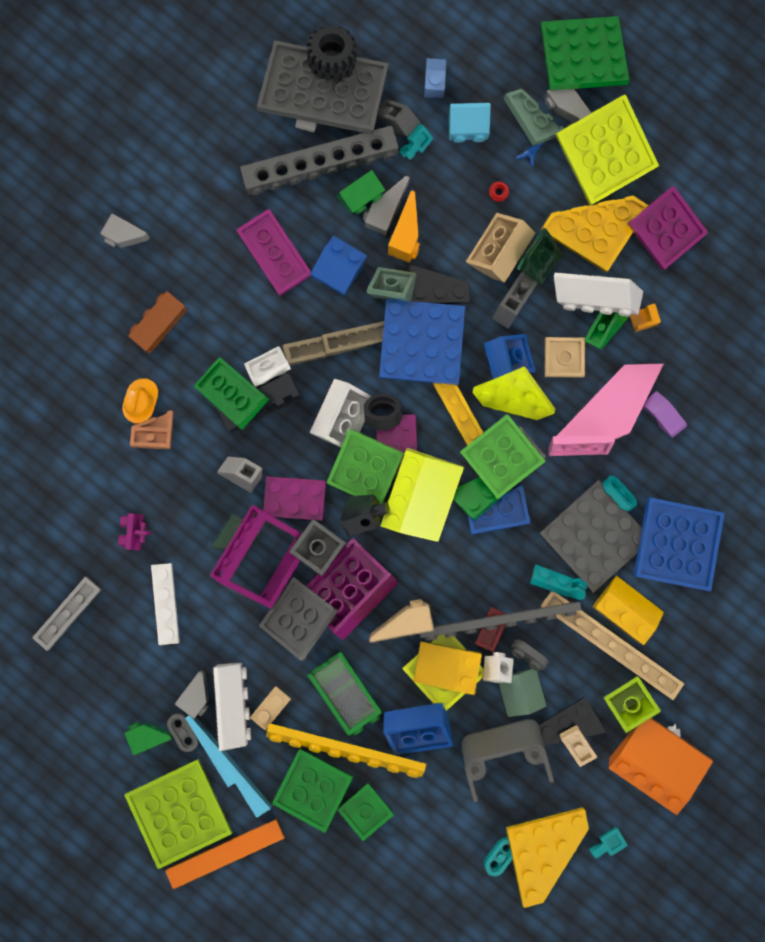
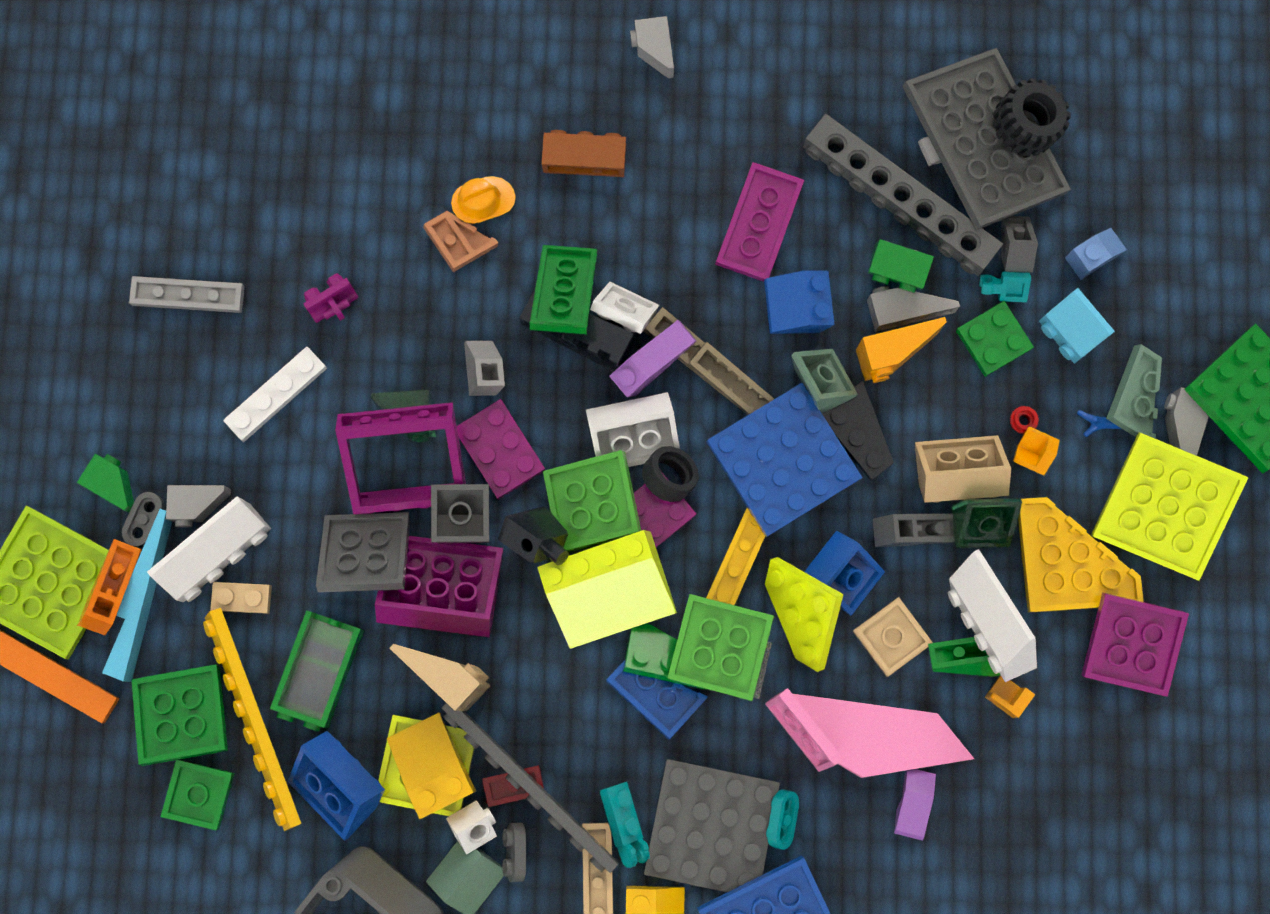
camera: 55 degrees right, 5 degrees down
(210, 779) = (109, 588): none -> orange slope
(309, 372) = (652, 359): none -> medium lavender slope
(440, 172) = (994, 338): none -> green plate
(521, 198) = (1036, 450): none -> light orange panel

